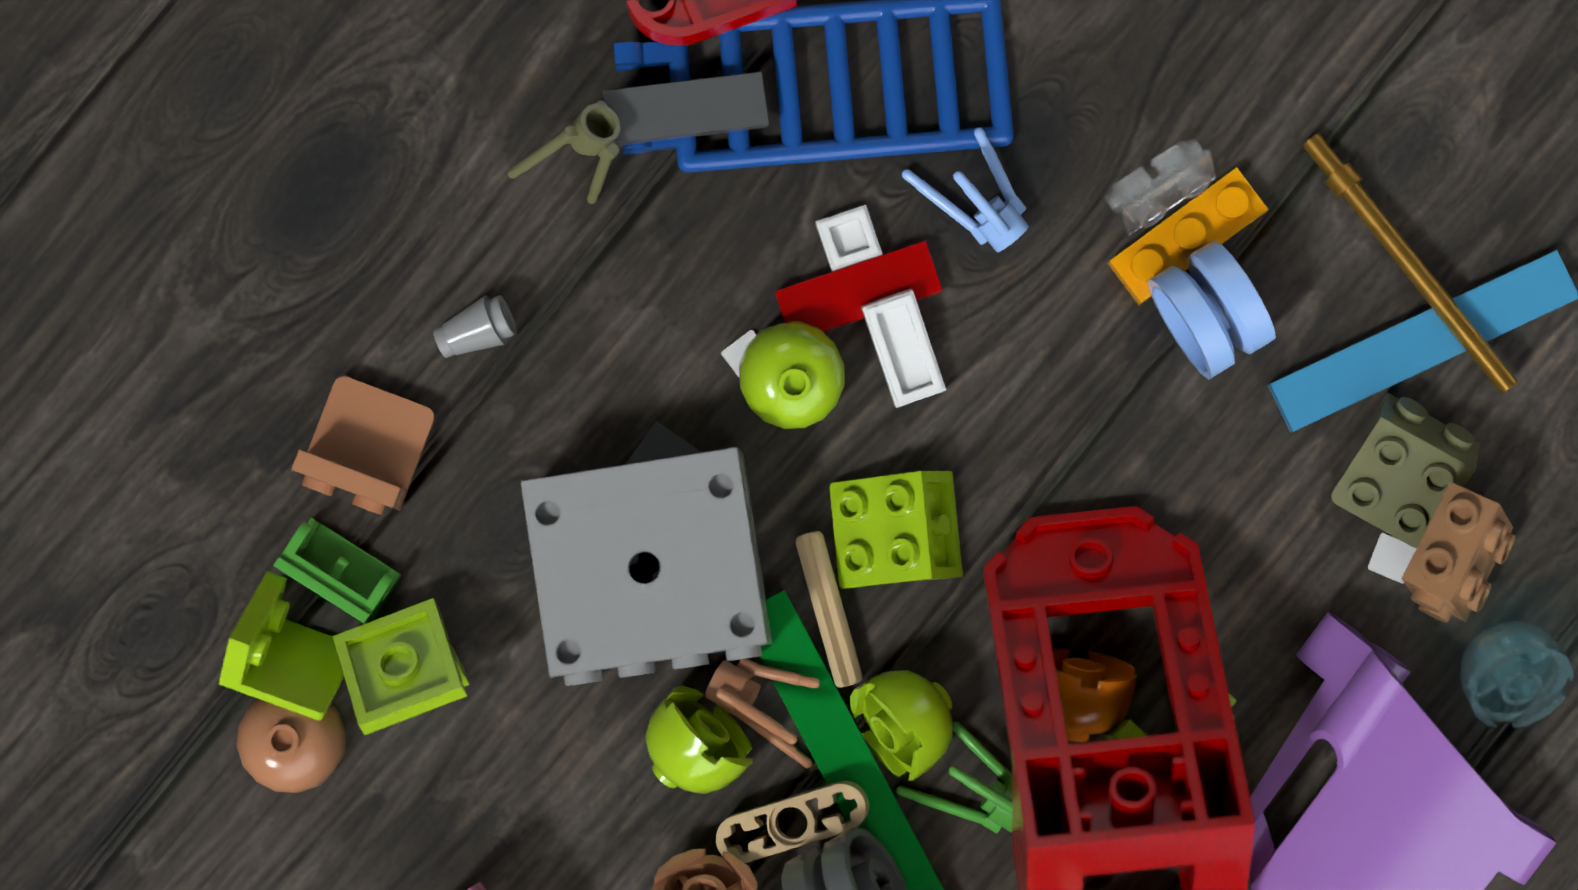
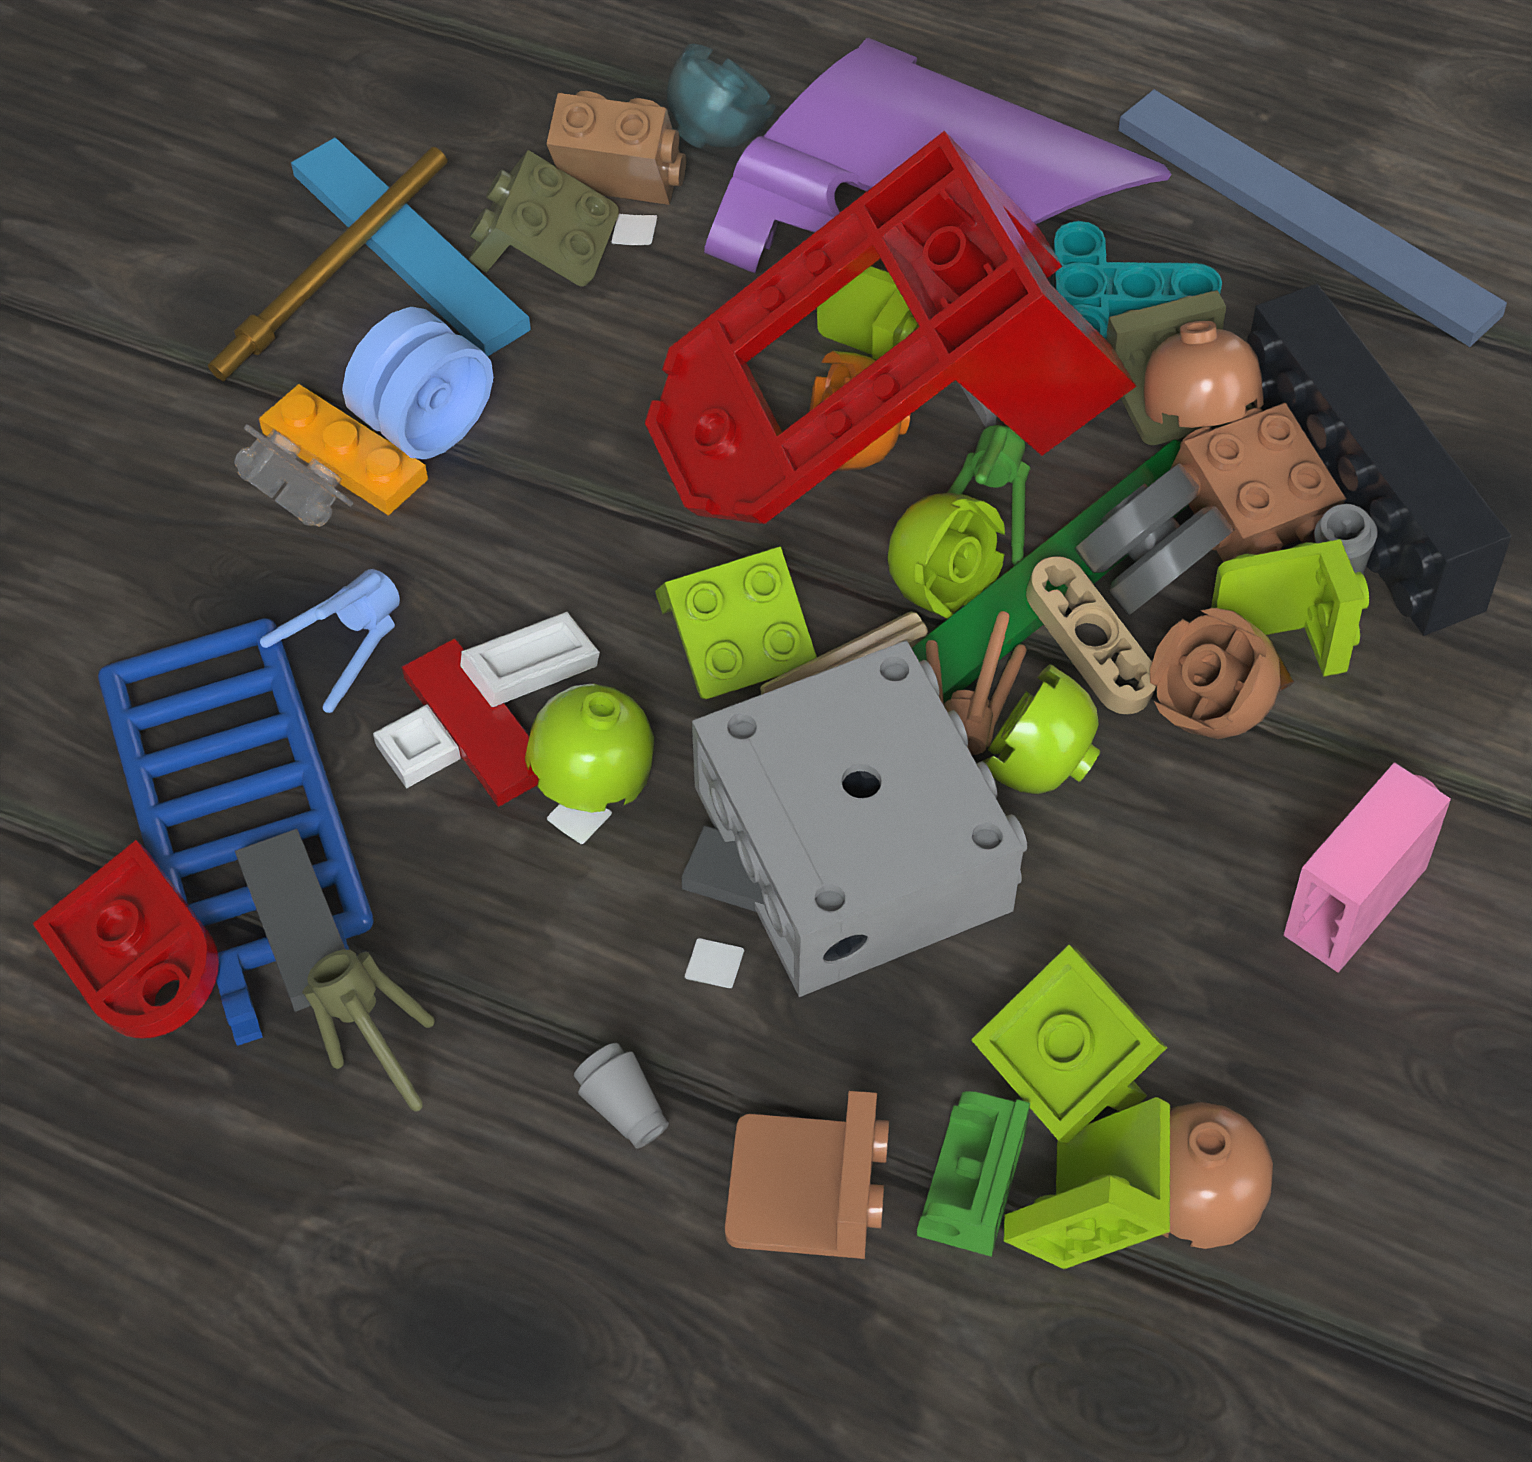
camera: 100 degrees left, 30 degrees down
(581, 429) = (714, 963): none -> white sticker

